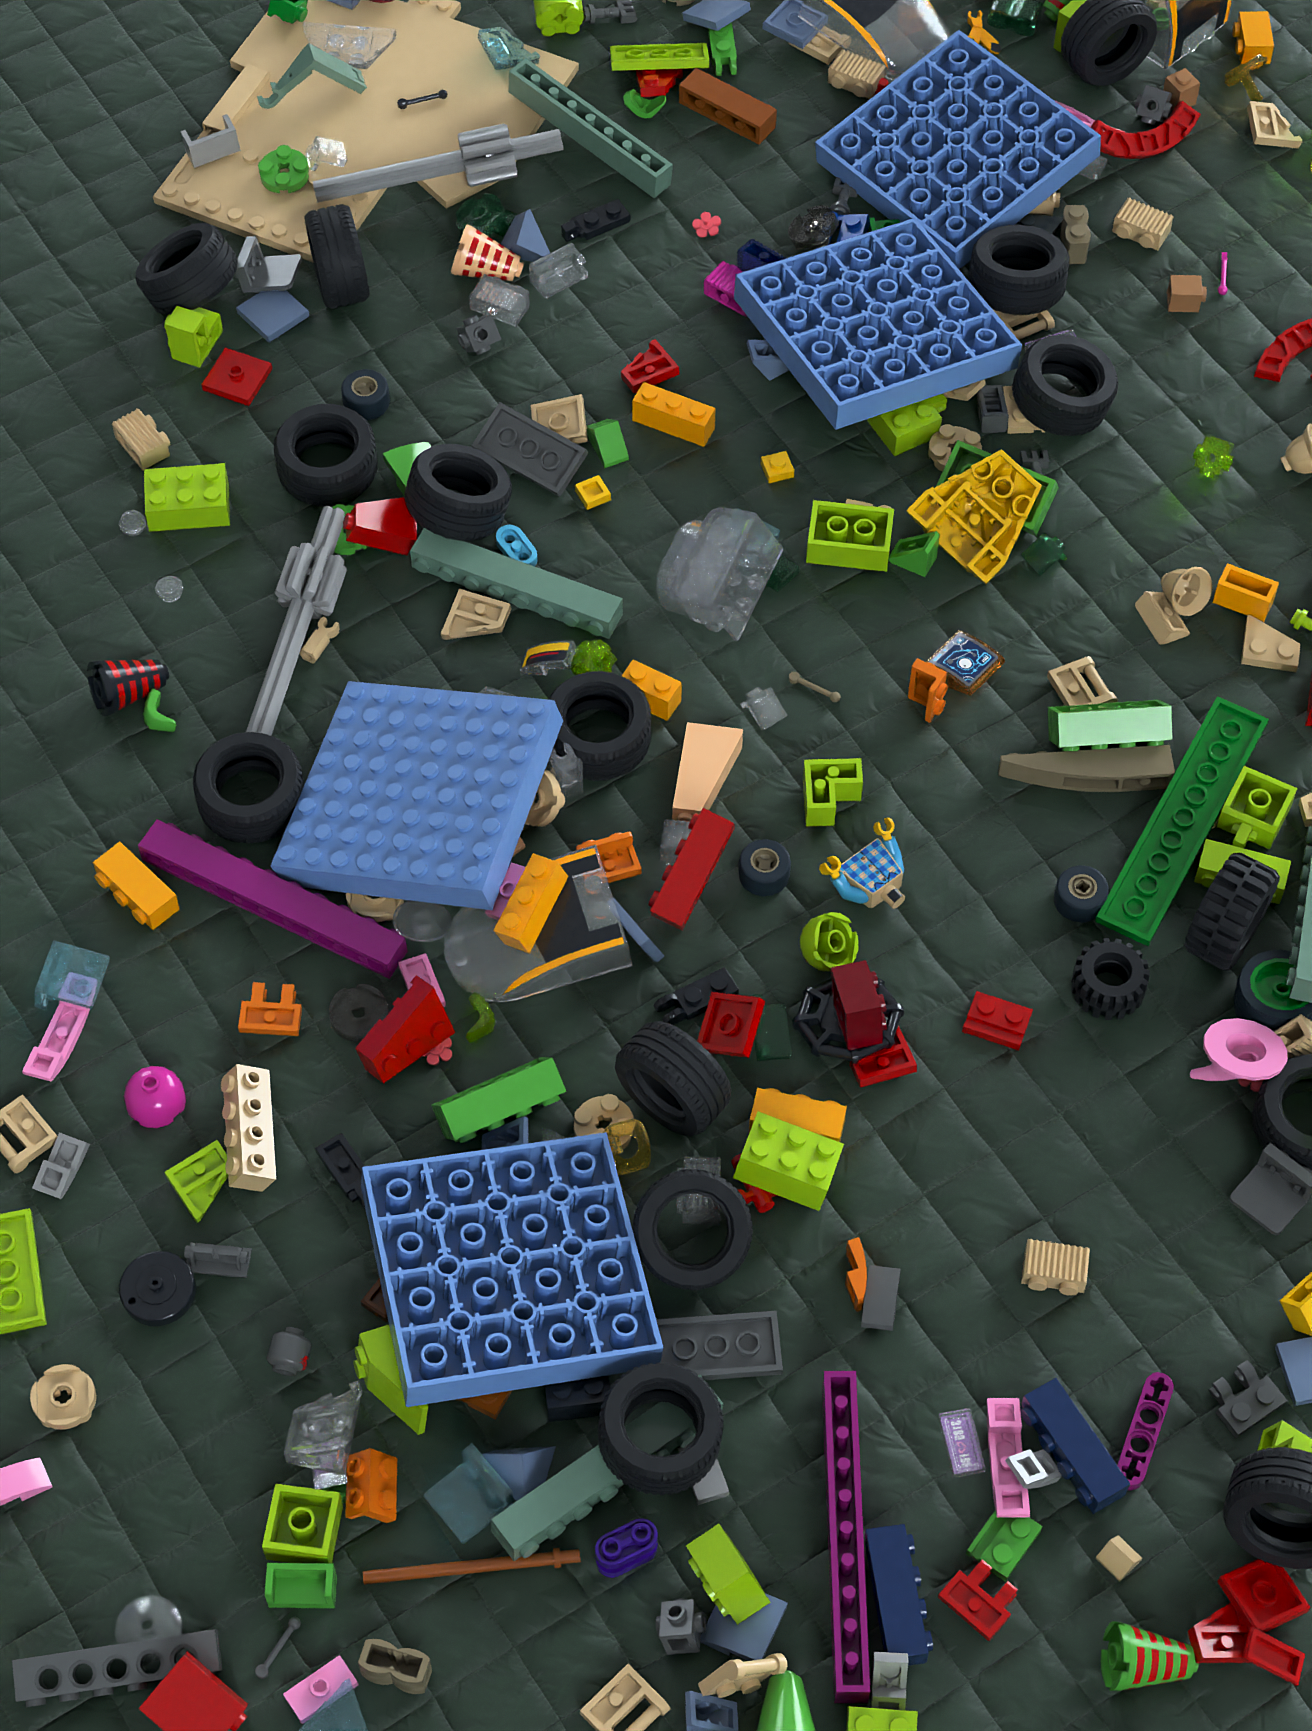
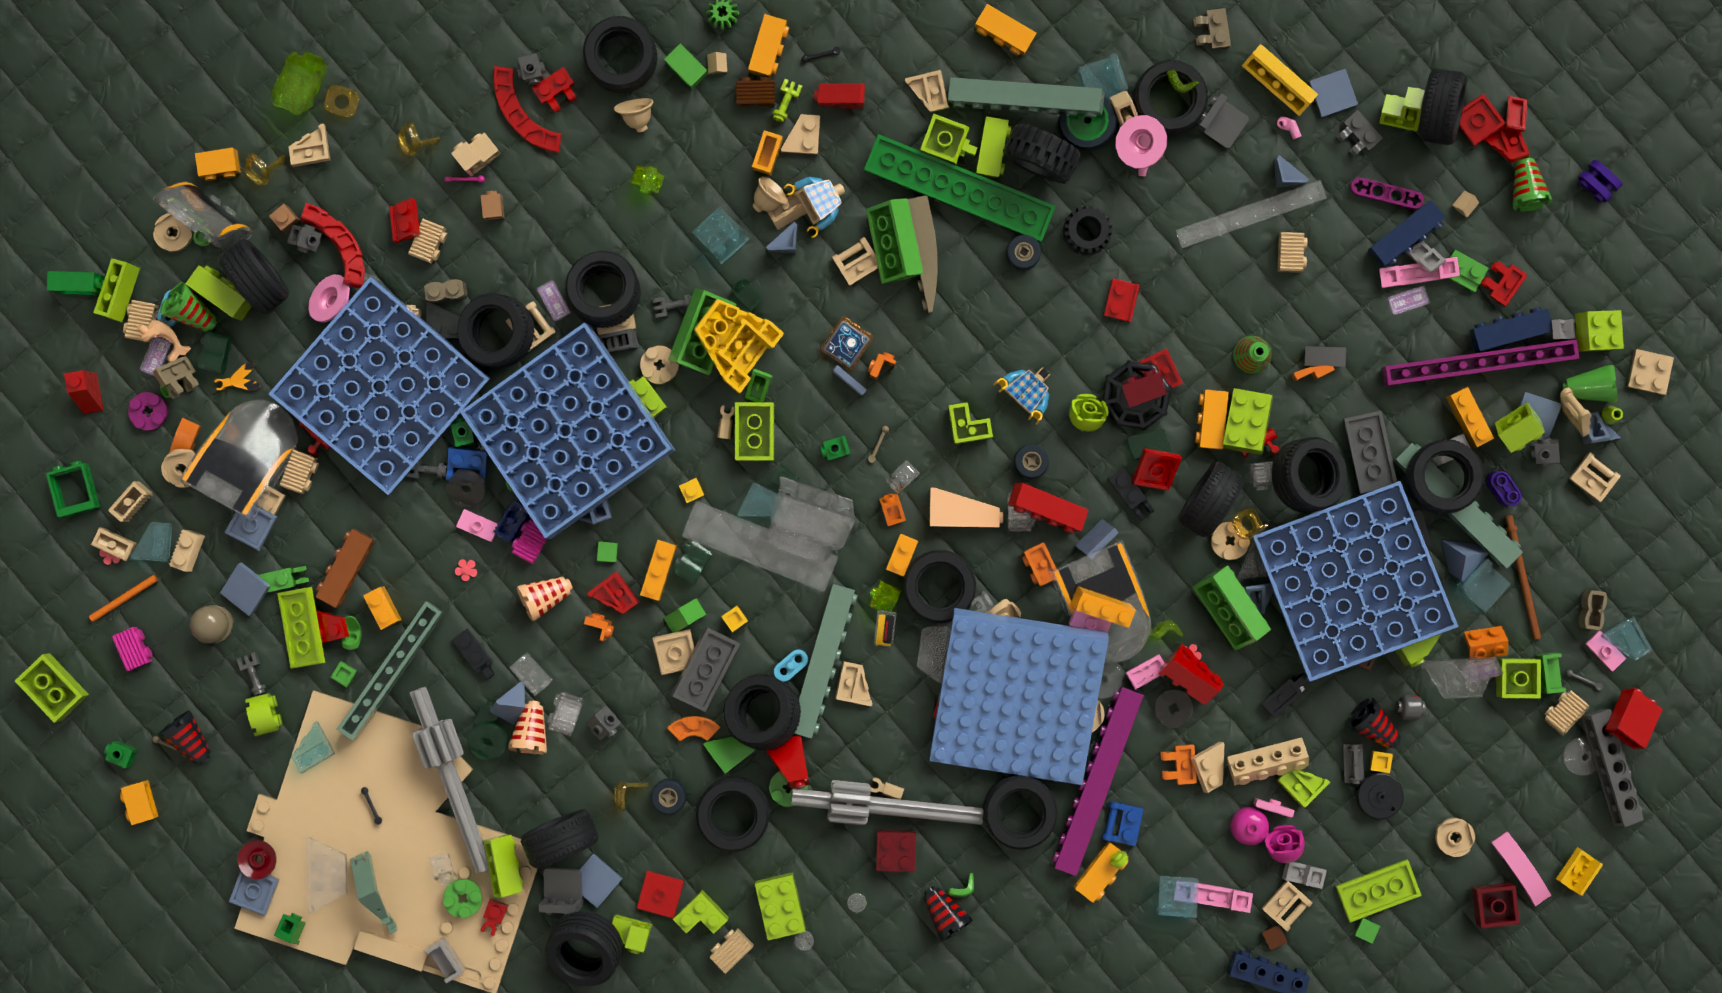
camera: 95 degrees left, 30 degrees up
(113, 1133) = (1285, 844): none -> dark pink cylinder
(148, 894) = (1118, 859): none -> lime plate
(176, 1131) = (1273, 806): none -> bright pink plate
(196, 935) = (1128, 826): none -> blue plate
(201, 411) = (702, 909): none -> lime brick
(211, 1299) = (1381, 761): none -> yellow plate
(228, 1601) = (1566, 713): none -> tan brick
(230, 636) = (896, 850): none -> dark red brick
(255, 200) = (494, 914): none -> red plate
(259, 1048) = (1210, 766): none -> tan wing
(270, 1292) = (1374, 724): none -> black cone
(295, 203) = (503, 865): none -> lime brick
(388, 346) = (620, 789): none -> clear yellow piece
(453, 426) = (693, 726): none -> orange tile
(595, 95) = (344, 674): none -> bright green tile
(608, 341) = (598, 621): none -> orange bracket
(658, 285) = (543, 595): none -> light nougat cone
(672, 133) = (382, 608): none -> light orange piece
(678, 454) = (692, 562): none -> clear green brick
(707, 368) = (607, 551): none -> bright green tile
(717, 687) = (892, 509): none -> orange bracket
(721, 482) = (749, 543): none -> clear plate
(756, 1506) = (1469, 417): none -> light orange brick
(768, 233) = (477, 525): none -> bright pink plate
(814, 627) = (842, 451): none -> green brick
(895, 1190) = (1247, 358): none -> bright green cone
(903, 662) = (849, 380): none -> sand blue tile
(1120, 606) = (785, 242): none -> sand blue slope
(1121, 1219) = (1250, 214): none -> clear plate
(1127, 532) = (721, 235): none -> clear light blue bracket
(1171, 201) = (404, 220): none -> red plate
(1172, 646) = (819, 200): none -> torso
(1183, 1272) = (1286, 174): none -> sand blue slope
(1252, 279) = (476, 154): none -> tan brick
(1264, 1295) = (1289, 125): none -> bright pink arm
(1270, 221) = (415, 141): none -> clear yellow piece

